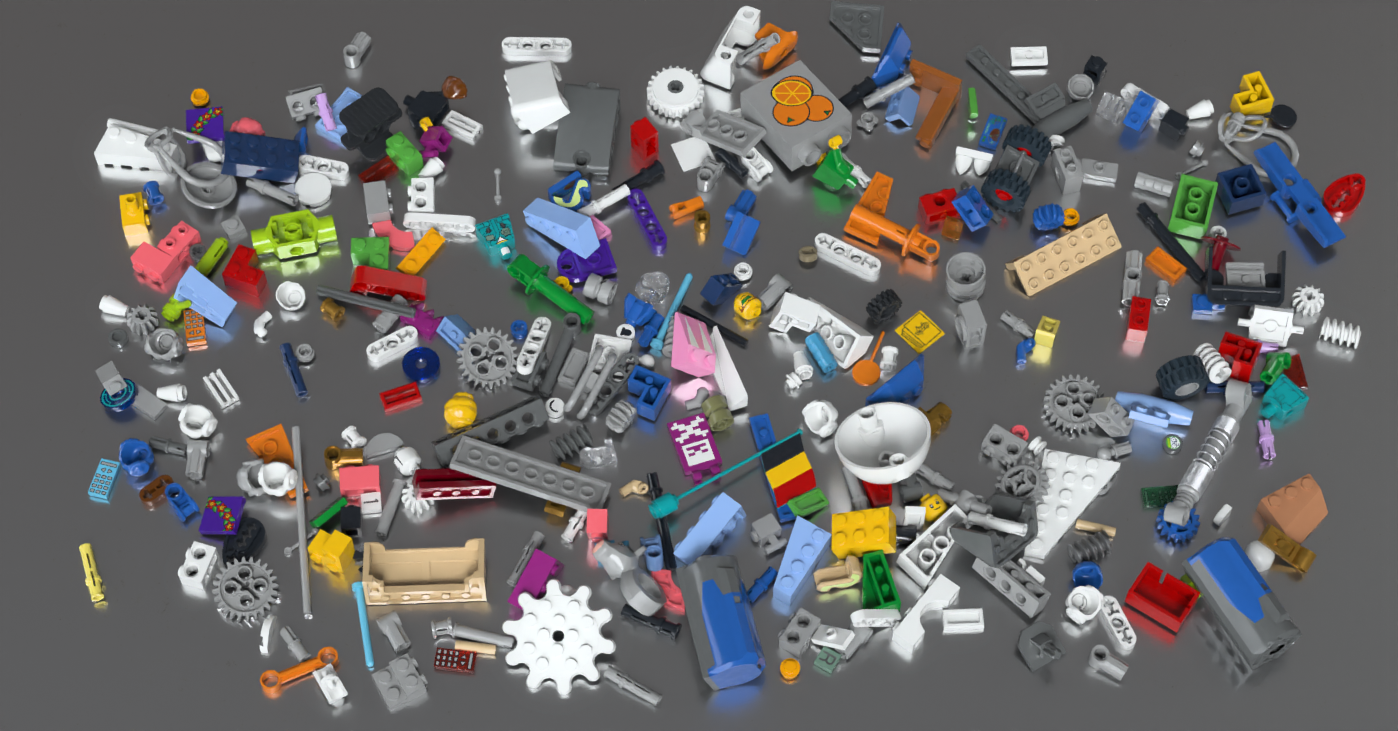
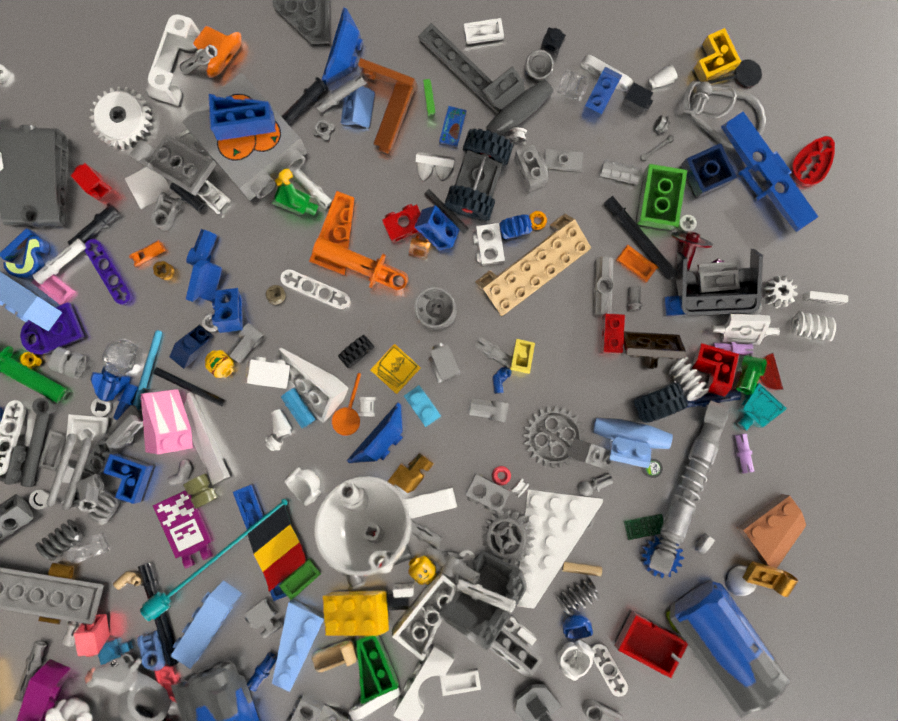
camera: 10 degrees left, 25 degrees up
(613, 393) = (88, 490): none -> light grey piece
(653, 345) = (124, 428): none -> light grey panel
(762, 258) = (227, 310): none -> blue brick
(800, 90) = (239, 118): none -> blue wedge
(944, 365) = (422, 406): none -> medium azure plate
(949, 449) = (431, 502): none -> white beam
(1015, 374) = (493, 410): none -> light grey piece
(1025, 232) = (493, 244): none -> white brick
(1177, 334) = (653, 346): none -> dark brown plate
(1352, 310) = (824, 297): none -> white tile

